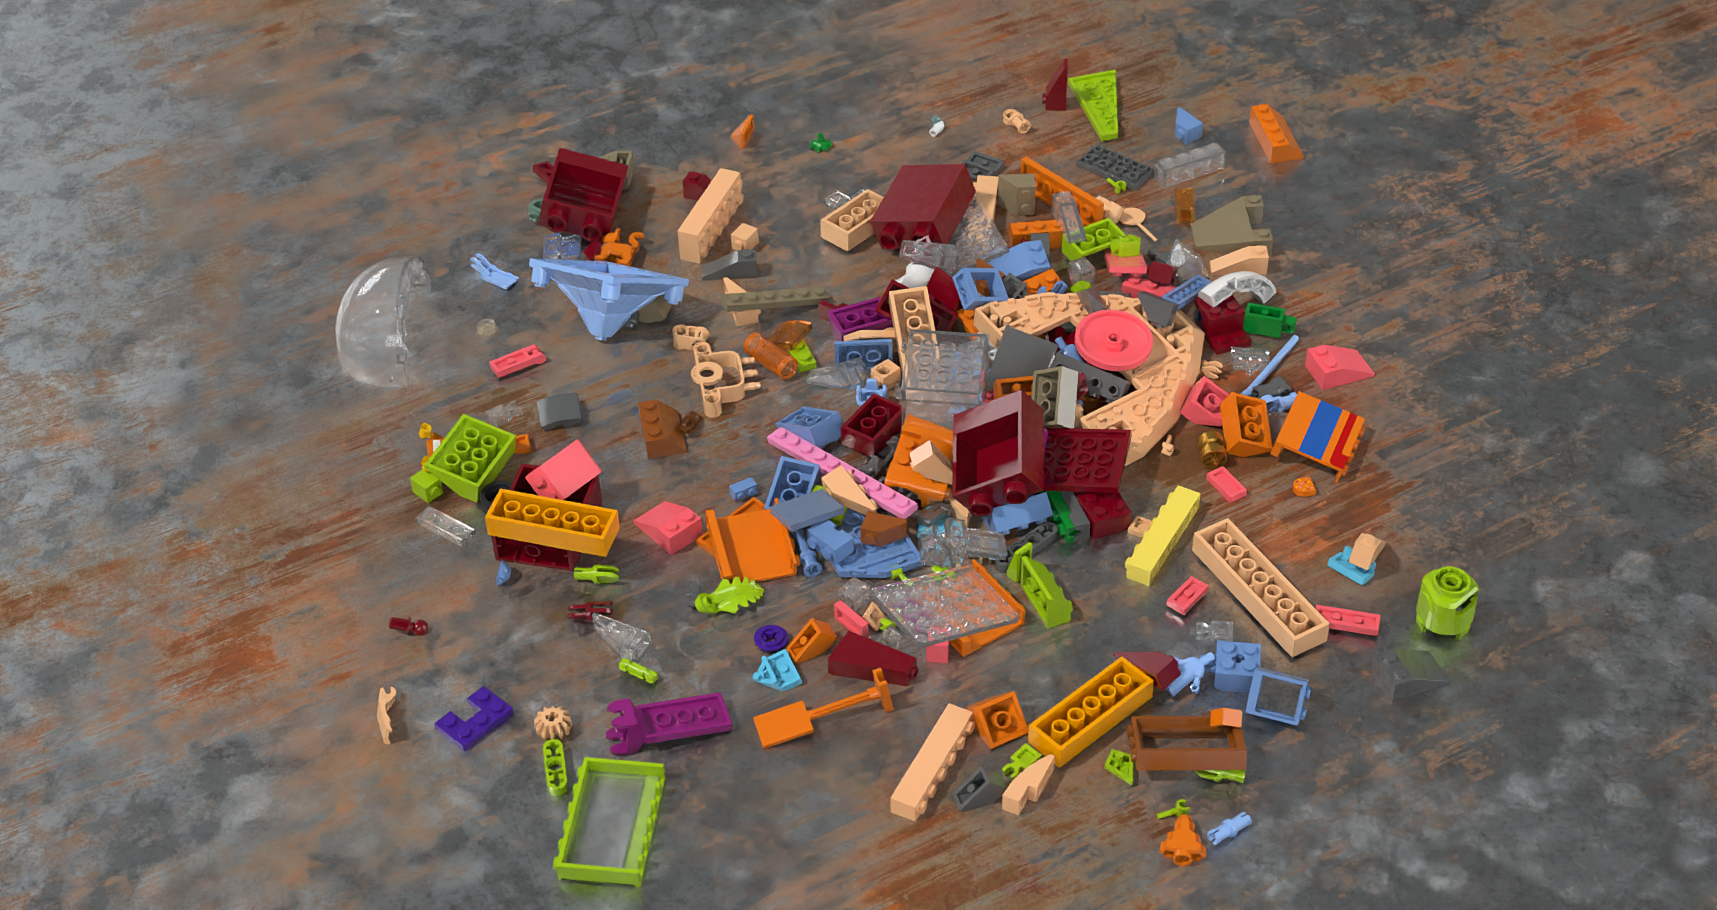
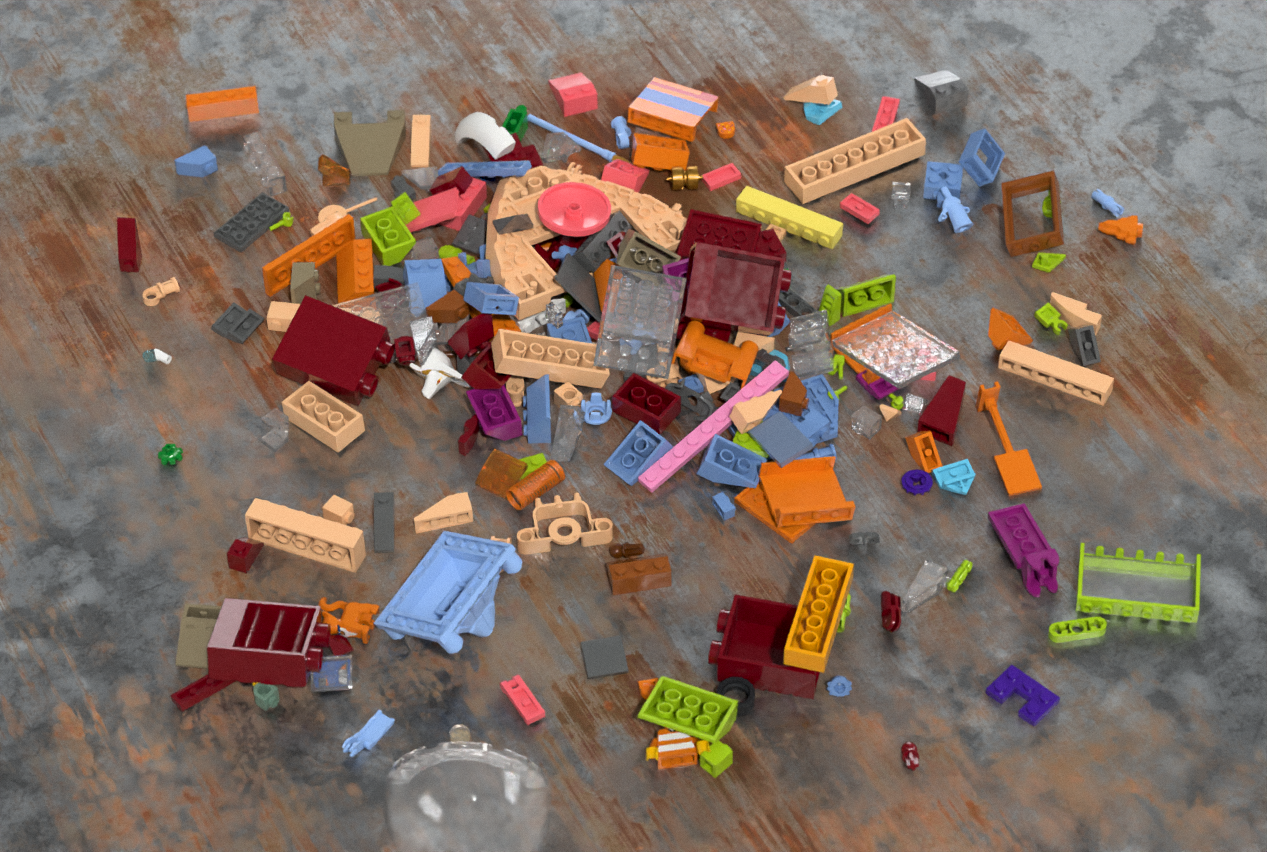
camera: 90 degrees left, 5 degrees up
(384, 704) = (1026, 761): light nougat arm -> none
(445, 526) = (769, 741): clear plate -> none
(500, 415) = (602, 709): clear plate -> none
(553, 723) = (1030, 631): light nougat gear -> none
(564, 472) = (741, 619): coral slope -> none
(670, 526) = (773, 559): coral slope -> none
(729, 596) = (872, 510): lime plant -> none
(743, 132) = (142, 518): orange slope -> none
(773, 299) = (452, 479): dark tan plate -> none
(850, 619) = (897, 424): coral tile -> none
(870, 335) = (529, 398): light nougat tile -> none
(932, 463) = (740, 337): light nougat slope -> none
(1068, 217) = (365, 241): clear slope -> none
(1090, 711) = (1000, 270): light orange brick -> none
(1099, 101) = (149, 225): lime wing -> none
(1156, 665) = (959, 224): dark red slope -> none
(1158, 309) = (533, 175): dark grey slope -> none
(1178, 810) = (1089, 231): lime hand -> none
(1226, 716) = (1014, 184): orange slope -> none
(1276, 387) = (605, 133): dark grey piece -> none
(1440, 596) = (880, 51): lime piece -> none

